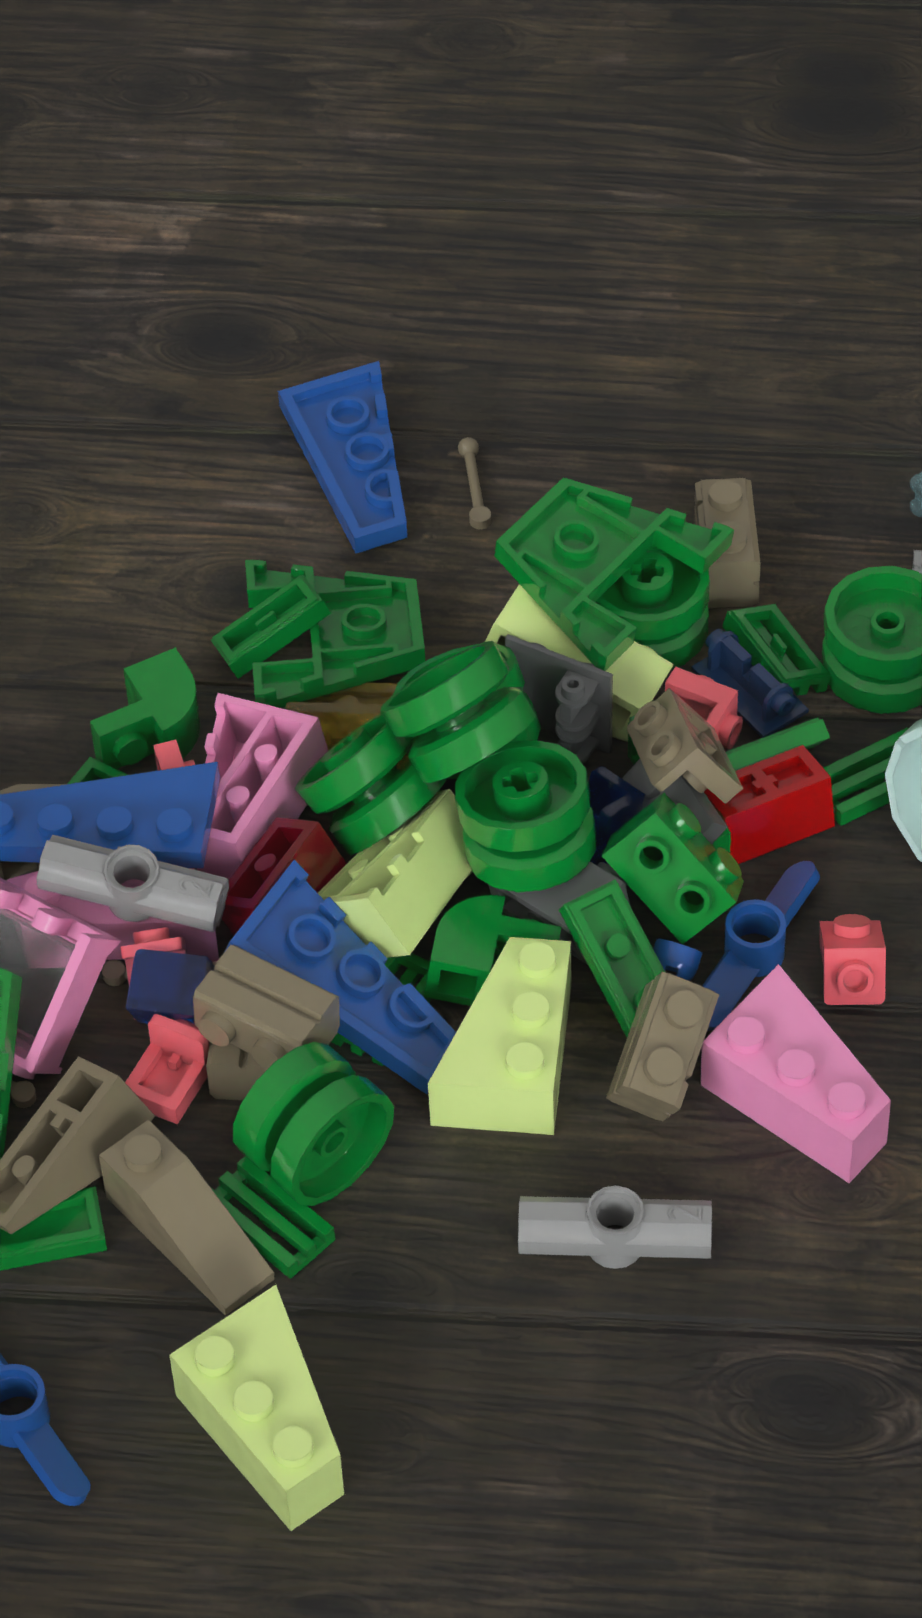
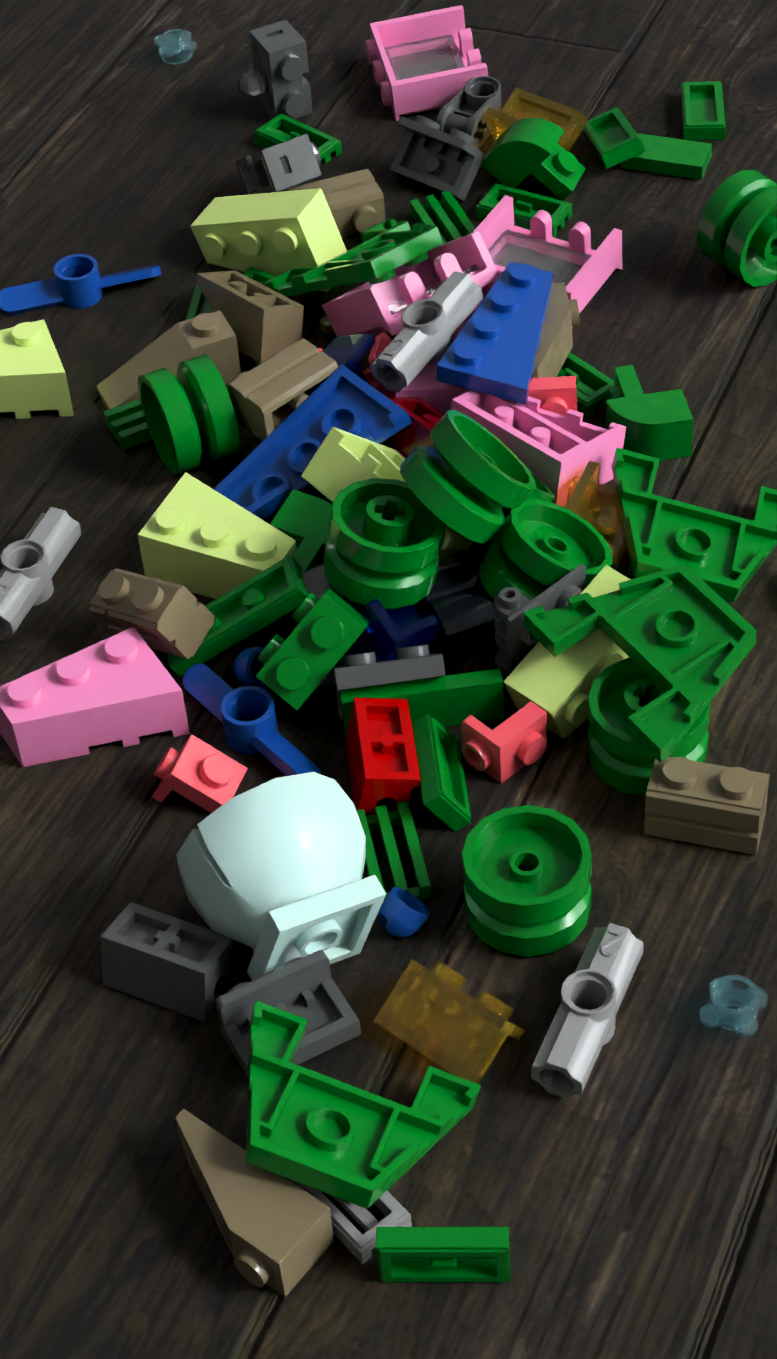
camera: 110 degrees right, 5 degrees down
(270, 625) = (716, 492): green tile -> none
(680, 742) = (419, 667): dark tan bracket -> none
(761, 698) = (552, 784): dark blue hinge -> none
(771, 650) = (582, 794): green tile -> none

